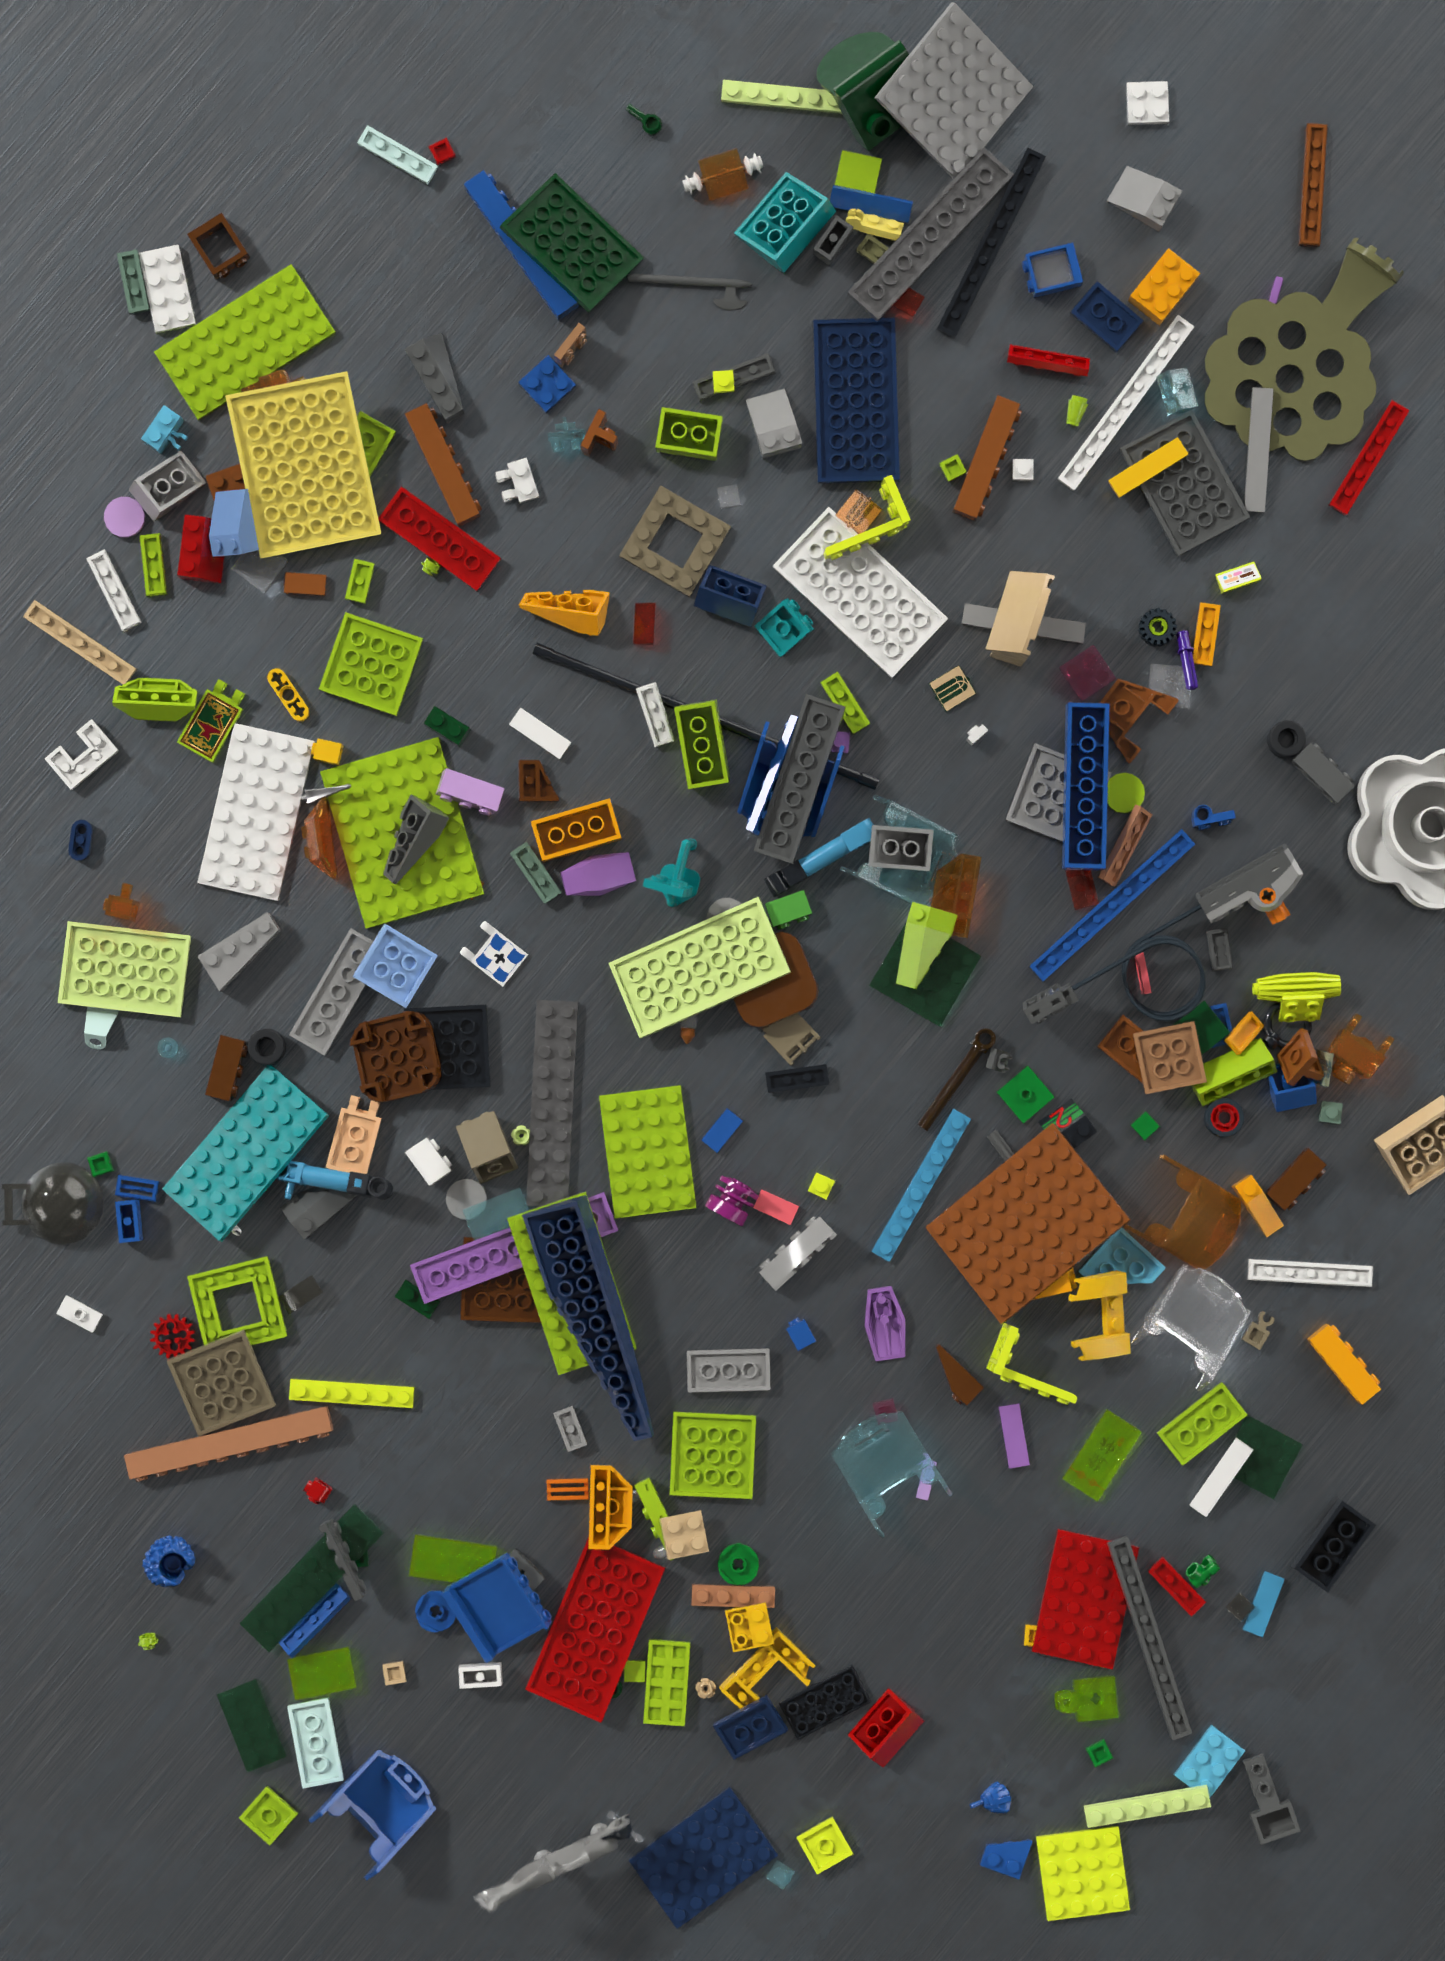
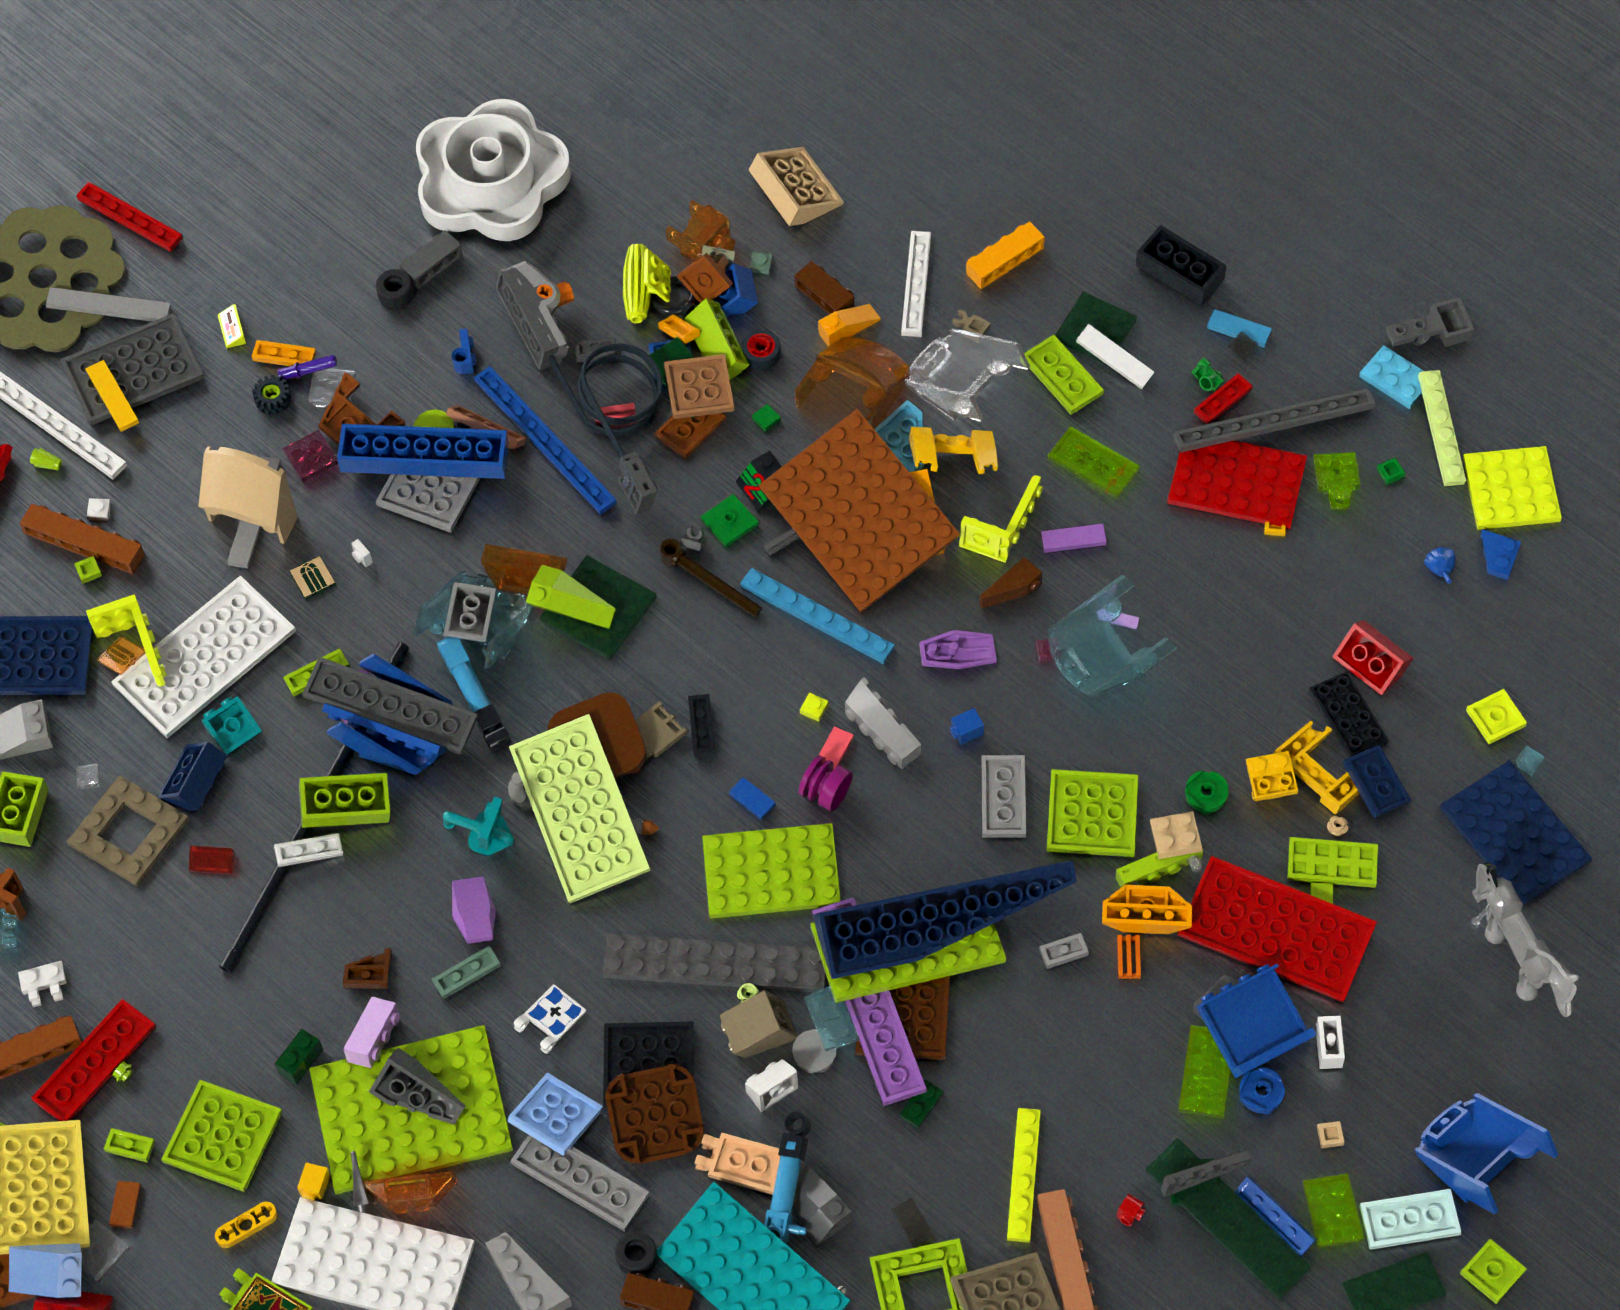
camera: 85 degrees left, 25 degrees down
(540, 733) = (316, 966): white tile -> none
(576, 830) = (424, 927): light orange brick -> none
(578, 612) = (190, 919): light orange wedge -> none
(732, 1595) = (1239, 800): nougat plate -> none
(788, 909) = (523, 722): bright green brick -> none
(1082, 888) = (525, 468): clear red slope -> none
(1177, 391) = (40, 370): clear light blue brick -> none

